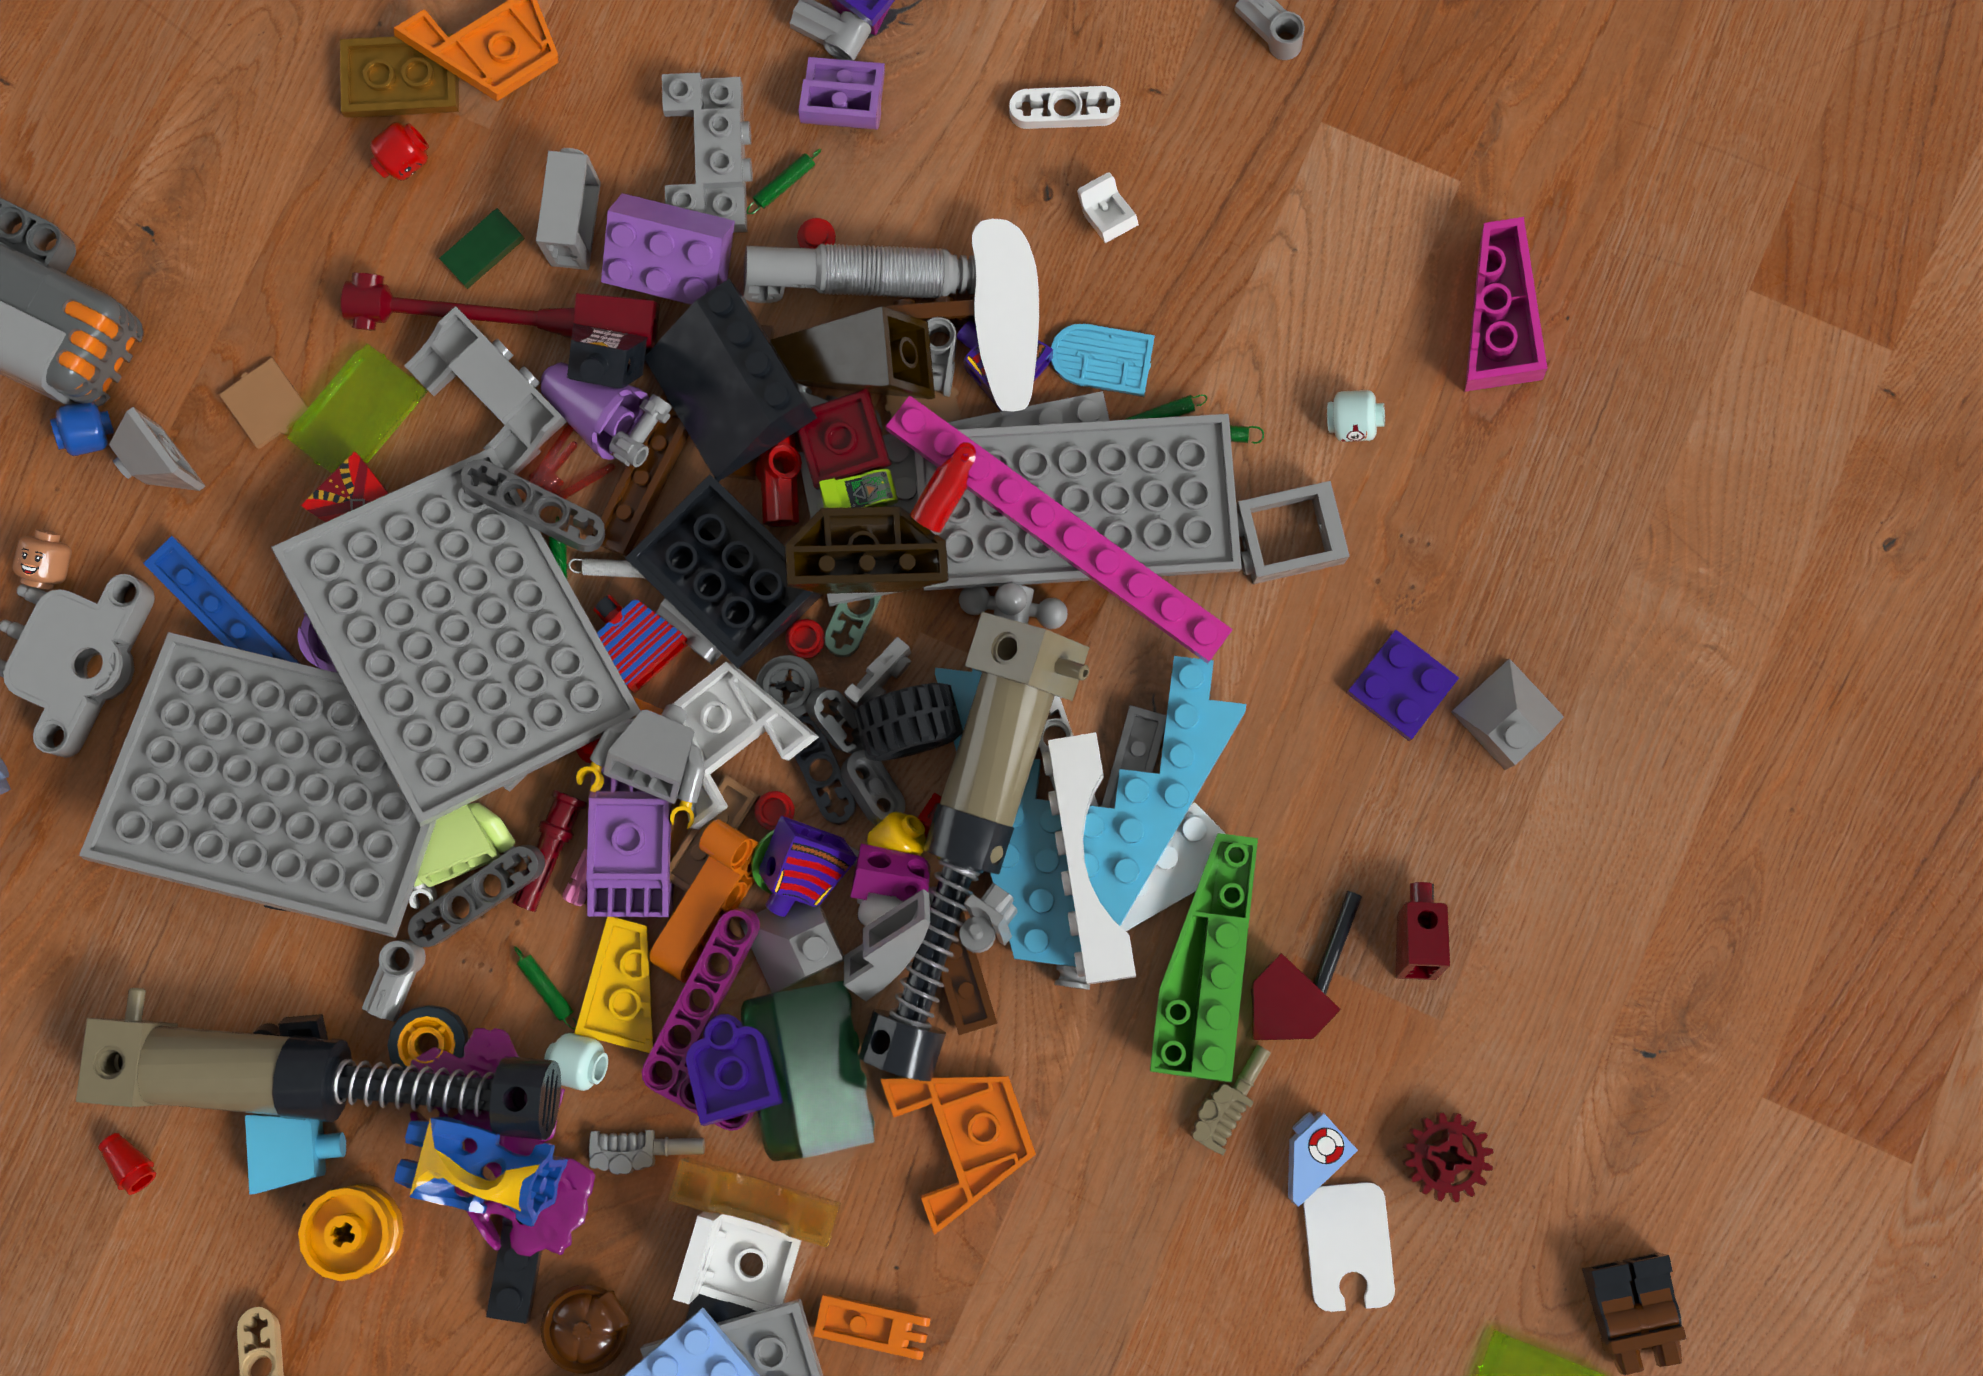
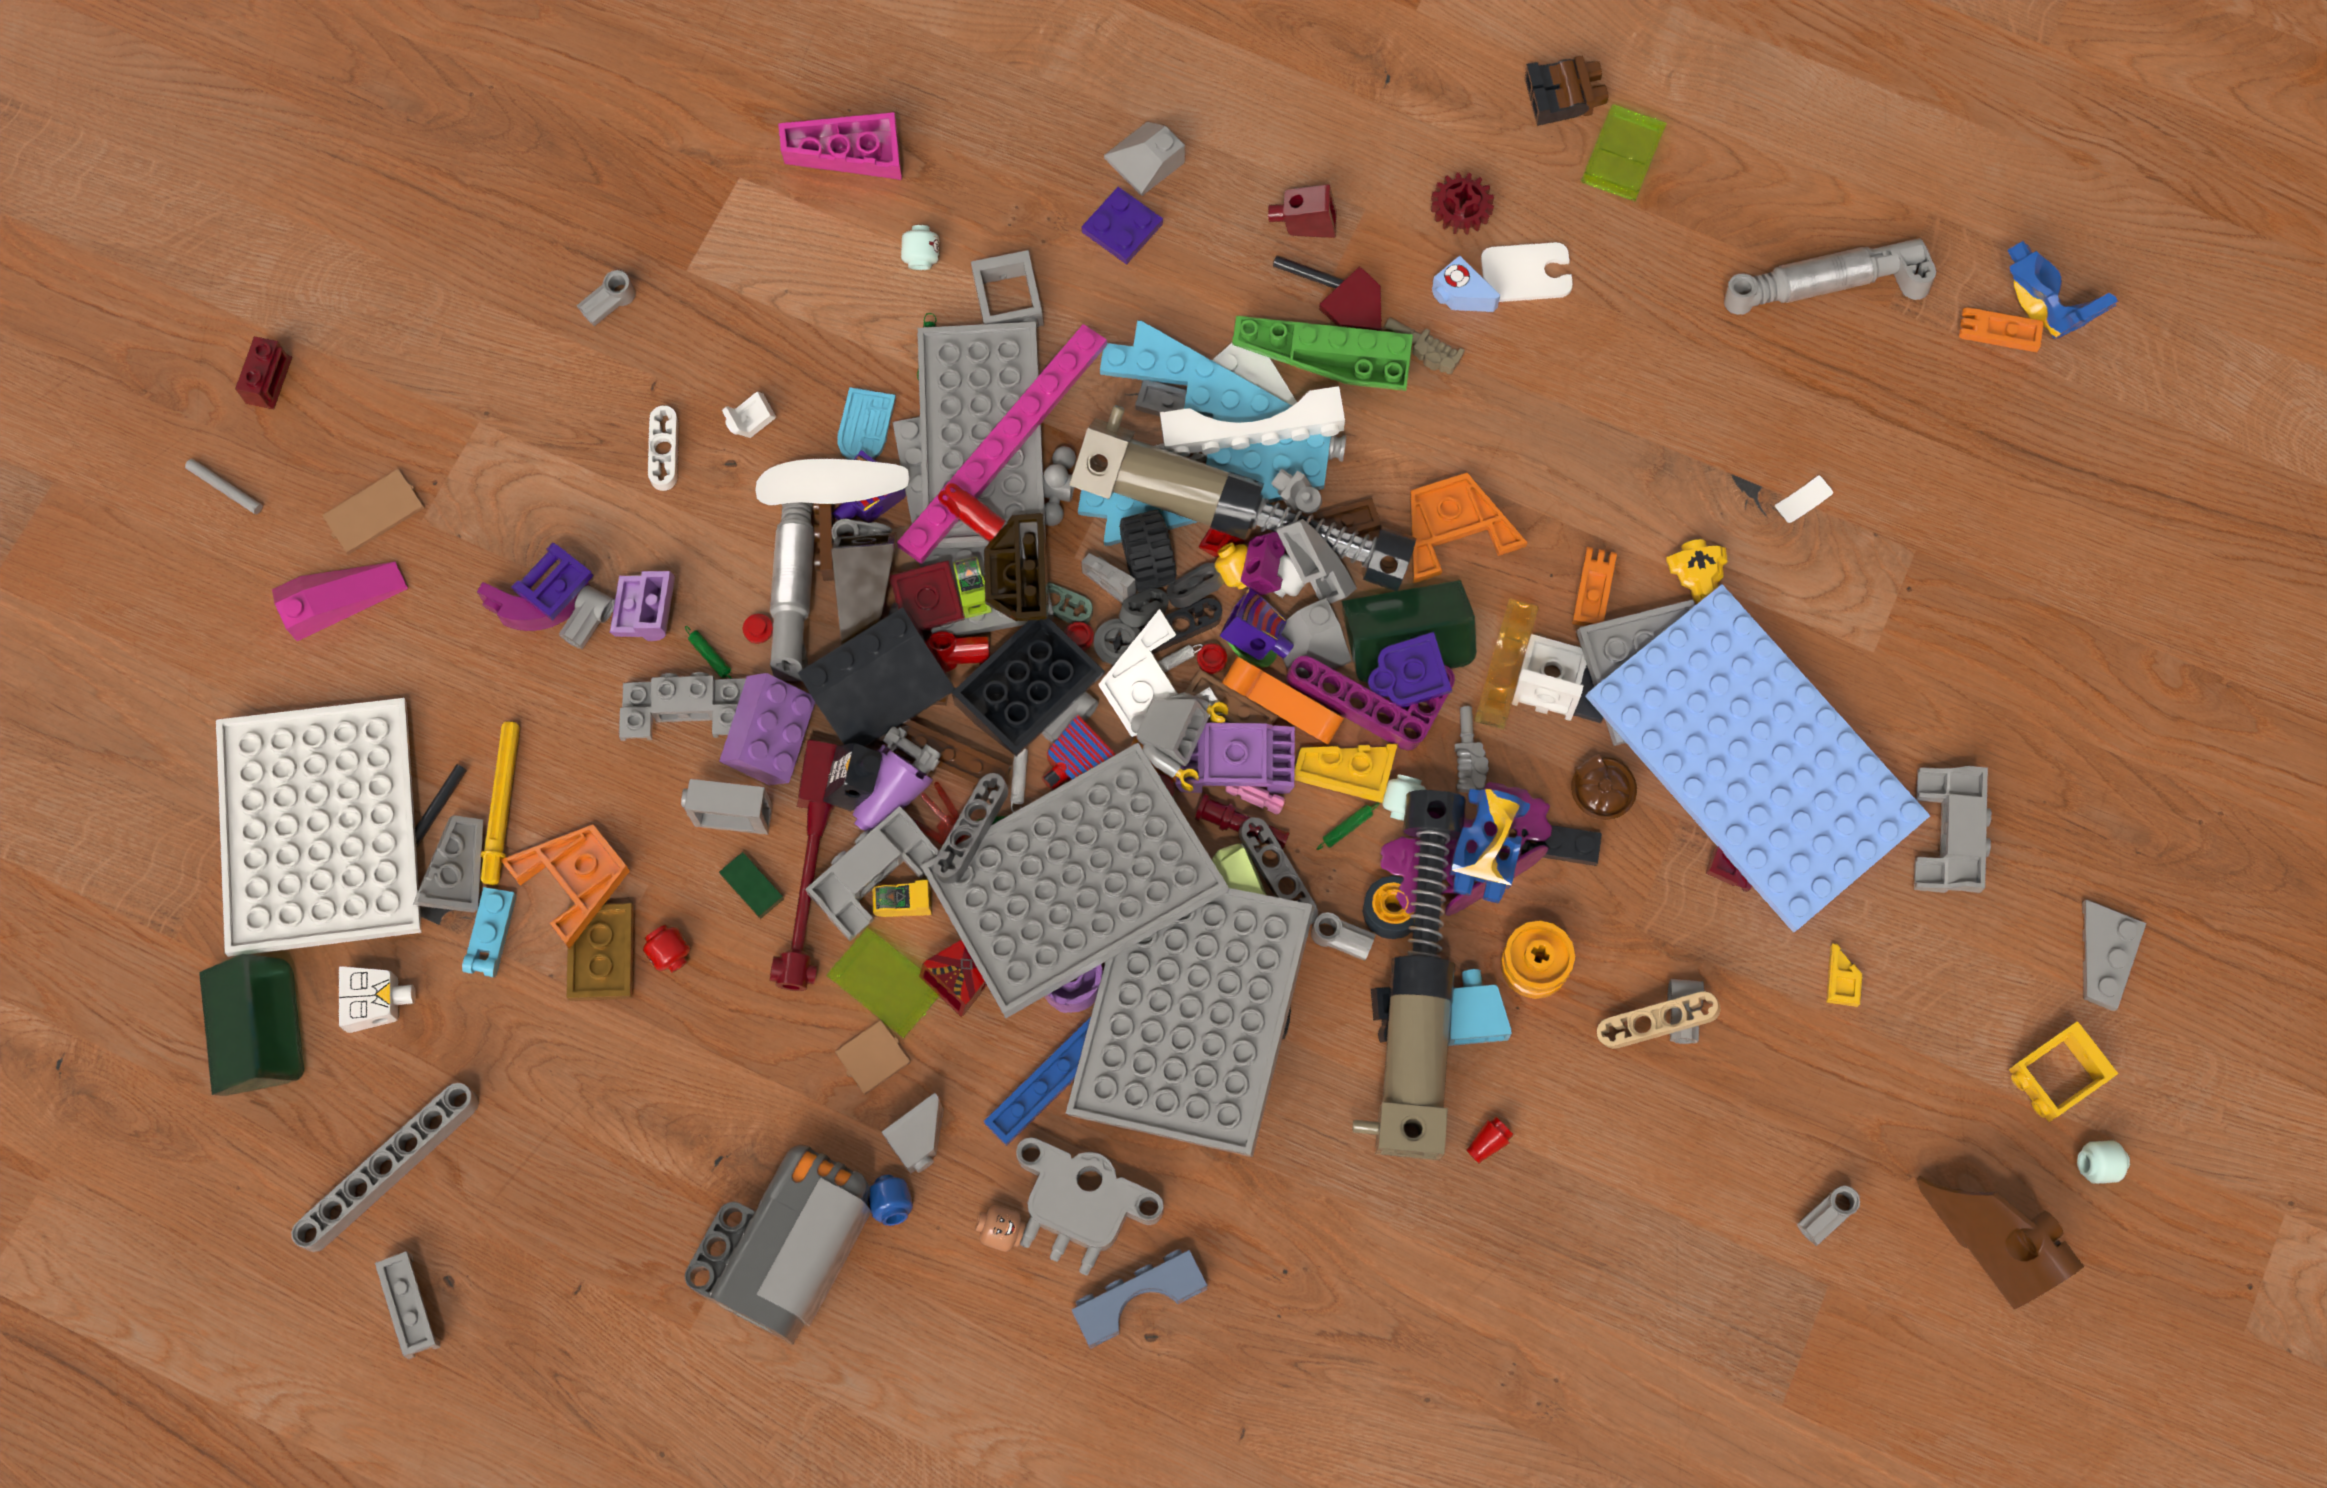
camera: 90 degrees left, 10 degrees down
(455, 428) = (903, 899): none -> yellow leg
(773, 762) = (1178, 657): none -> white piece
(1172, 409) = (910, 381): green piece -> none

